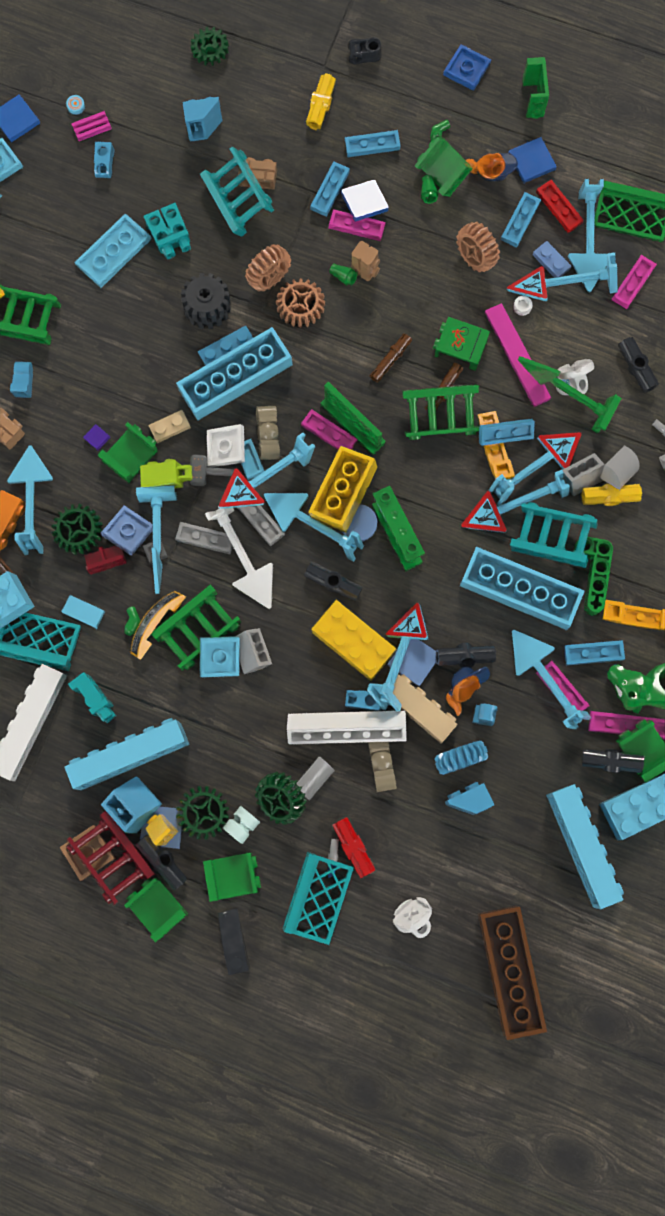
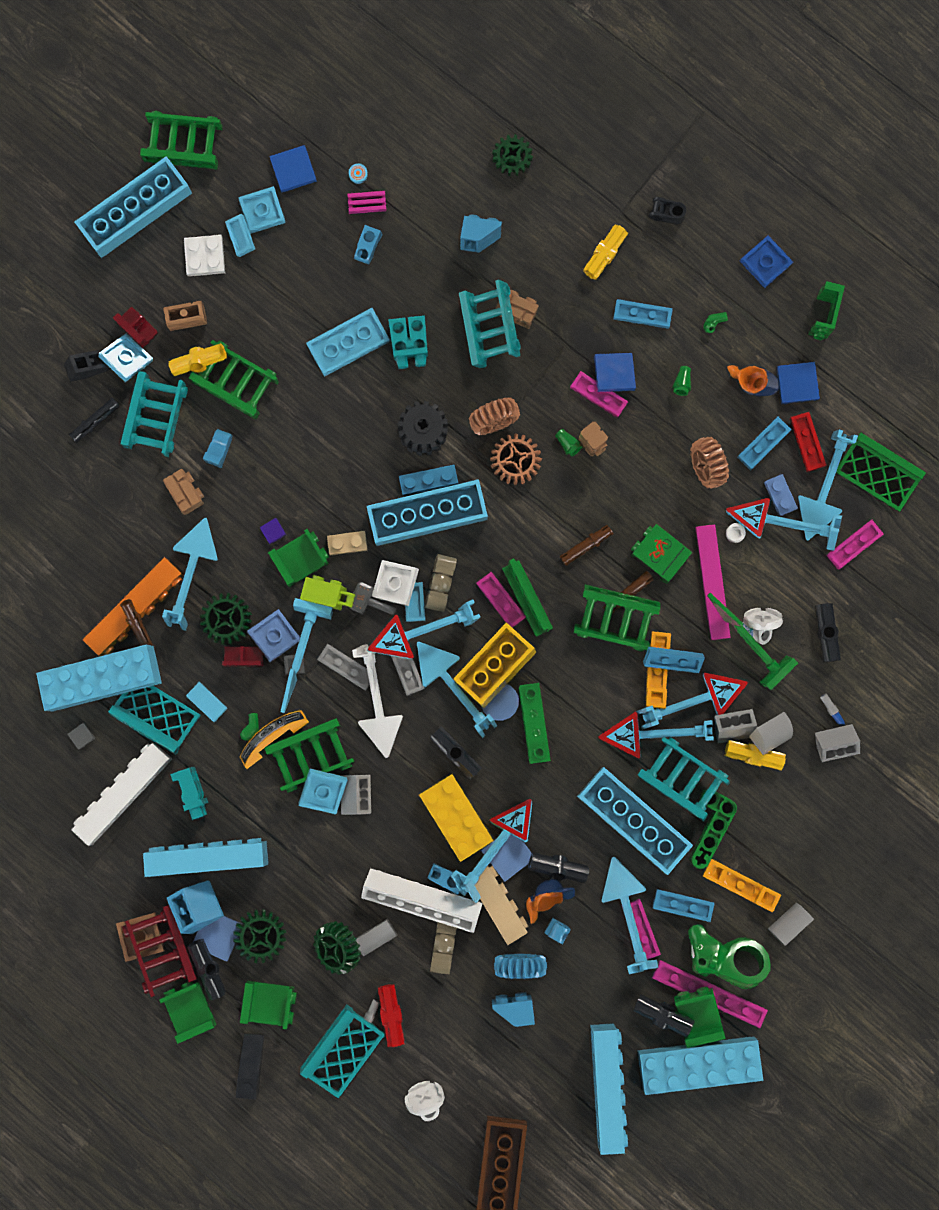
camera: 15 degrees right, 5 degrees up
(160, 830) = (214, 941): yellow slope -> none
(241, 824) = (290, 960): light aqua wheel -> none
(330, 189) = (584, 348): dark azure plate -> none
(444, 165) = (706, 363): green panel -> none

